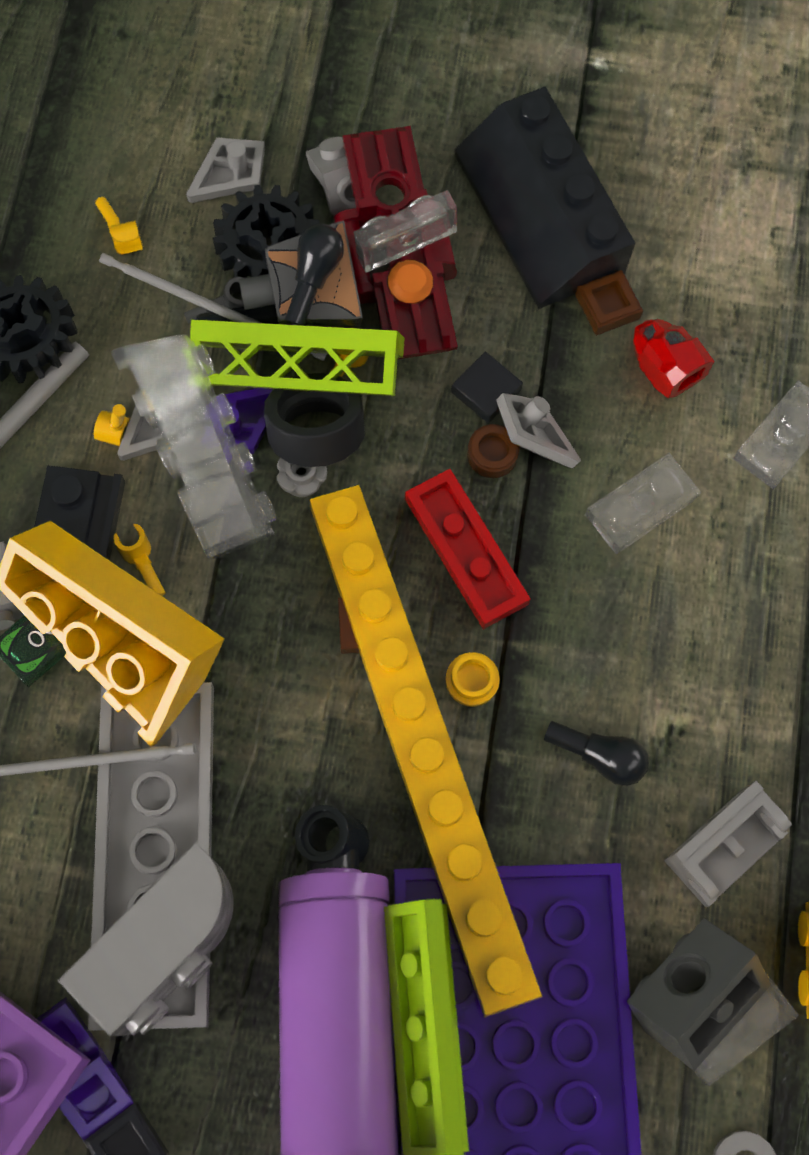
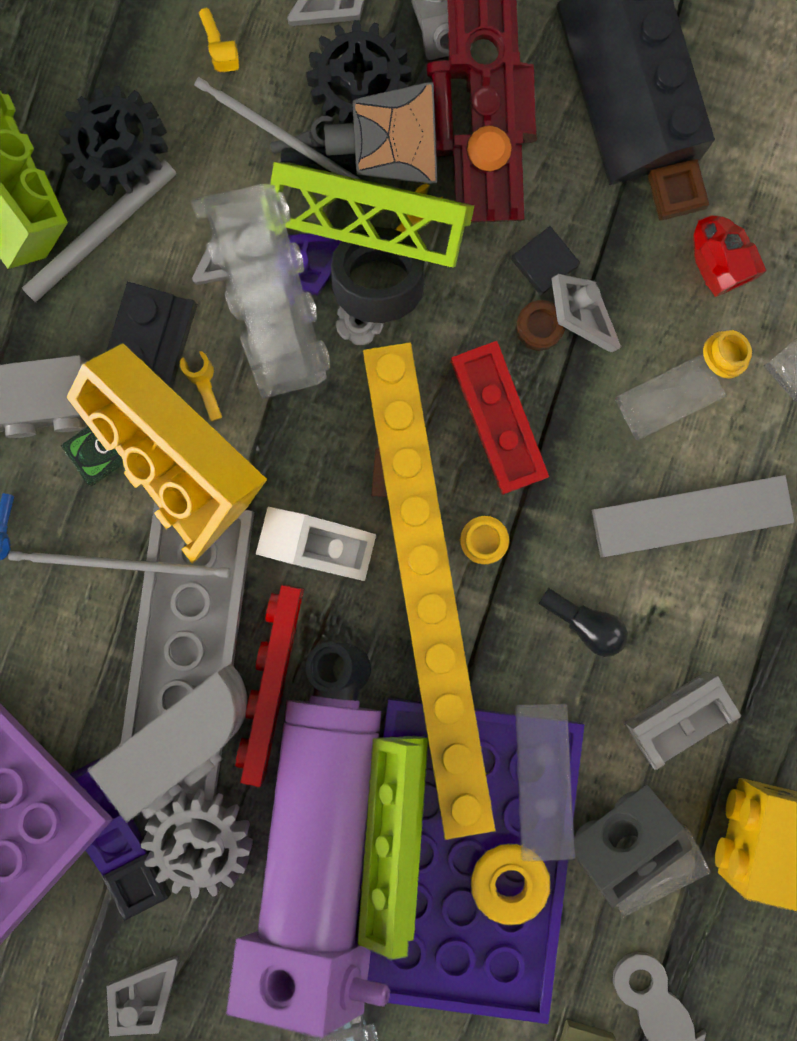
camera: 15 degrees right, 15 degrees up
(110, 425) = (189, 251): yellow hand -> none
(203, 1101) = (197, 842): none -> light grey gear
(253, 898) = (265, 704): none -> red plate
(286, 707) = (315, 543): none -> white slope
(317, 257) = (402, 118): black piece -> none
(406, 231) = (510, 92): clear plate -> none
(588, 933) = (544, 782): none -> clear tile
(600, 1054) = (512, 909): none -> yellow piece
(691, 621) = (693, 516): none -> light grey tile
(693, 449) = (727, 353): none -> yellow plate

